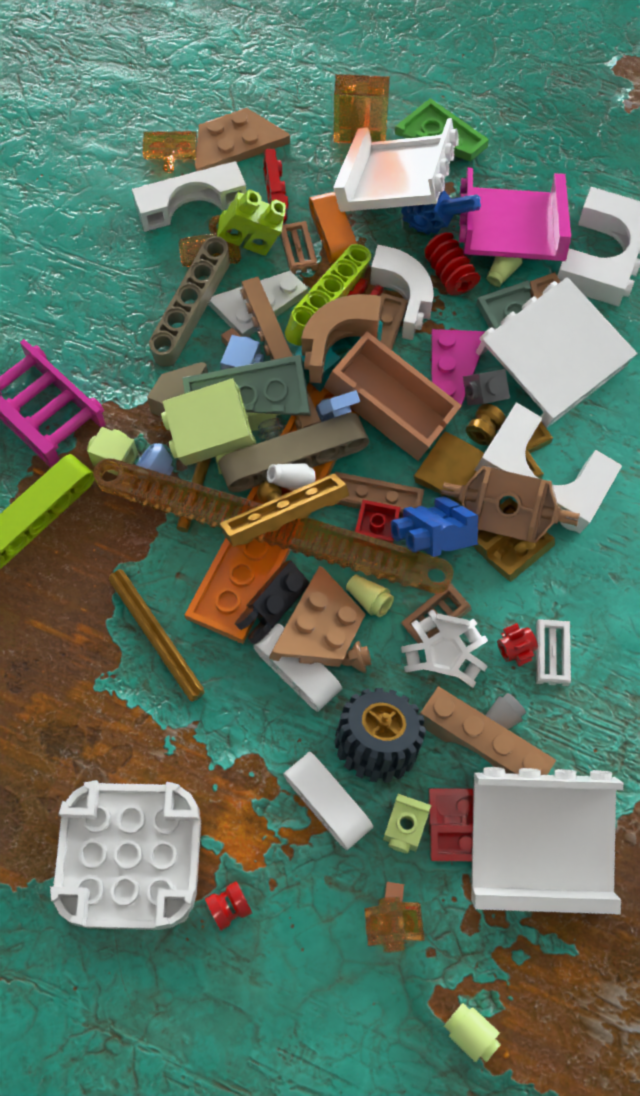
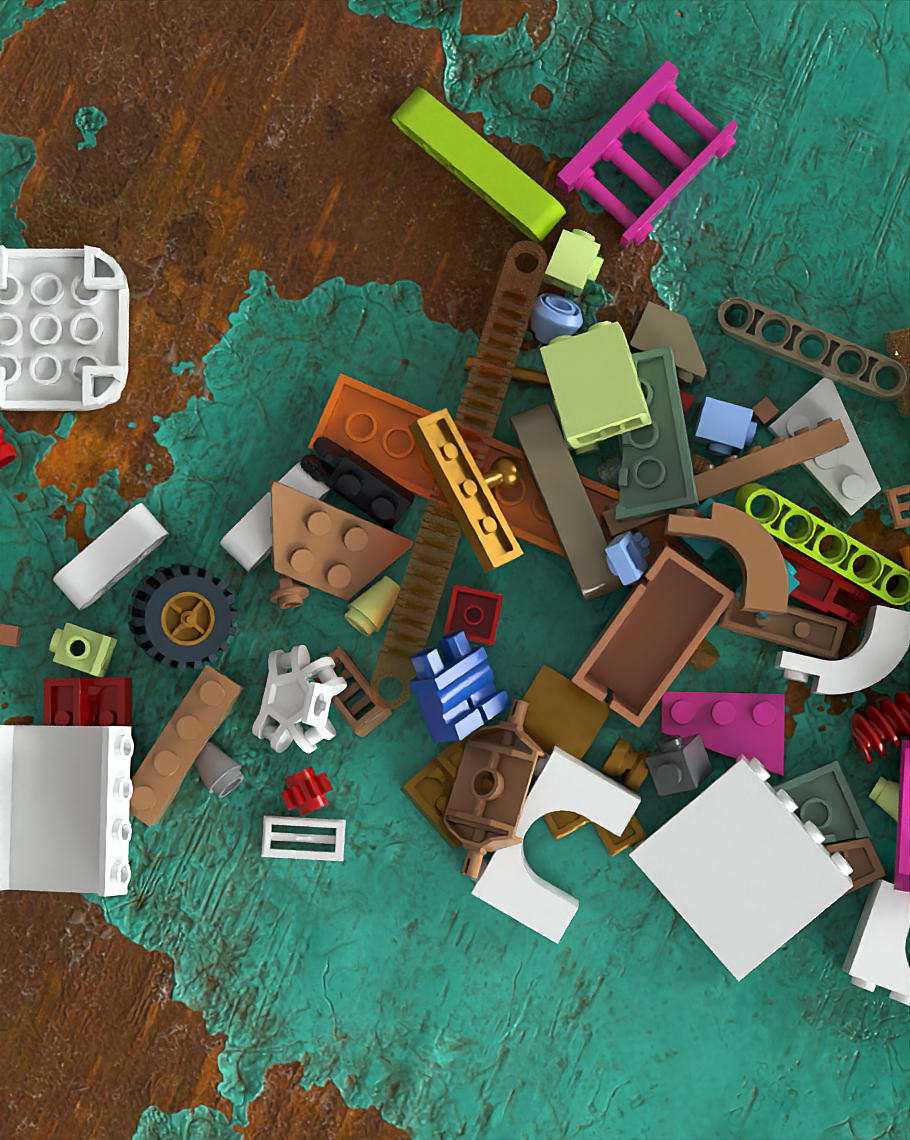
camera: 90 degrees right, 20 degrees up
(156, 635) = (319, 340): pearl gold axle -> none
(291, 475) = (524, 500): white cone -> none
(379, 491) = (520, 616): medium nougat tile -> none

